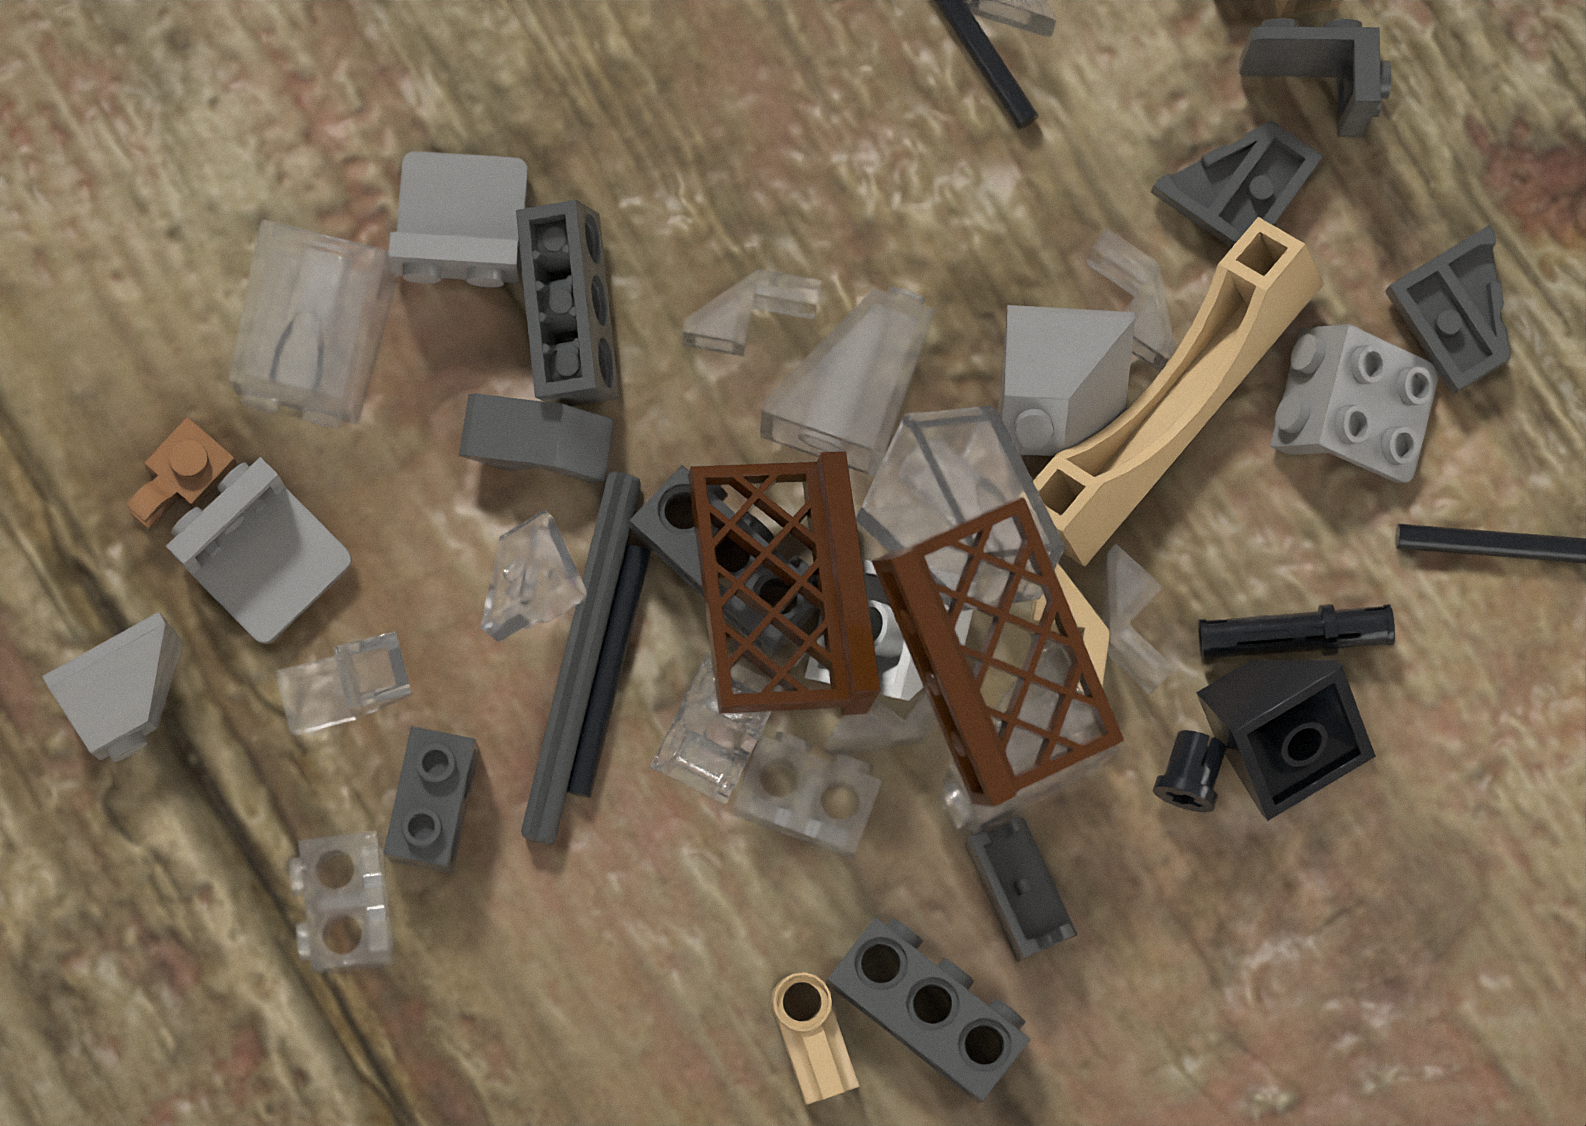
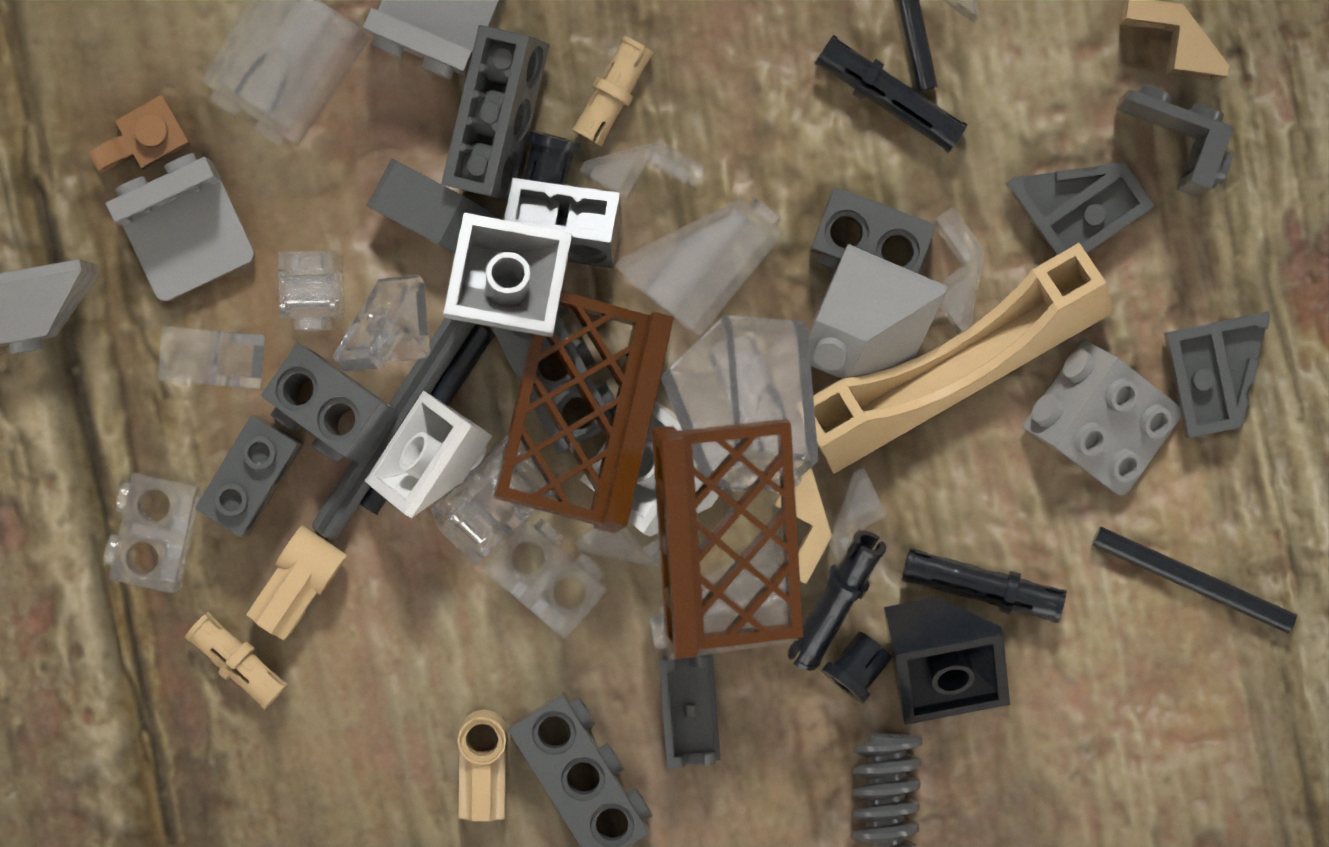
camera: 30 degrees right, 10 degrees up
(430, 563) = (311, 289): none -> clear brick
(488, 1018) = (236, 660): none -> tan pin
(497, 675) = (331, 398): none -> dark grey brick
(529, 887) = (302, 572): none -> tan piece
(627, 698) = (427, 456): none -> white slope
(644, 338) = (550, 157): none -> black bush
(647, 460) = (507, 275): none -> light grey slope
(684, 396) = (587, 213): none -> brick
(686, 241) = (612, 91): none -> tan pin
(918, 121) = (890, 93): none -> black pin
(1027, 280) = (875, 225): none -> dark grey brick
(1145, 678) = (844, 586): none -> black pin
(1276, 897) = (887, 790): none -> dark grey piece

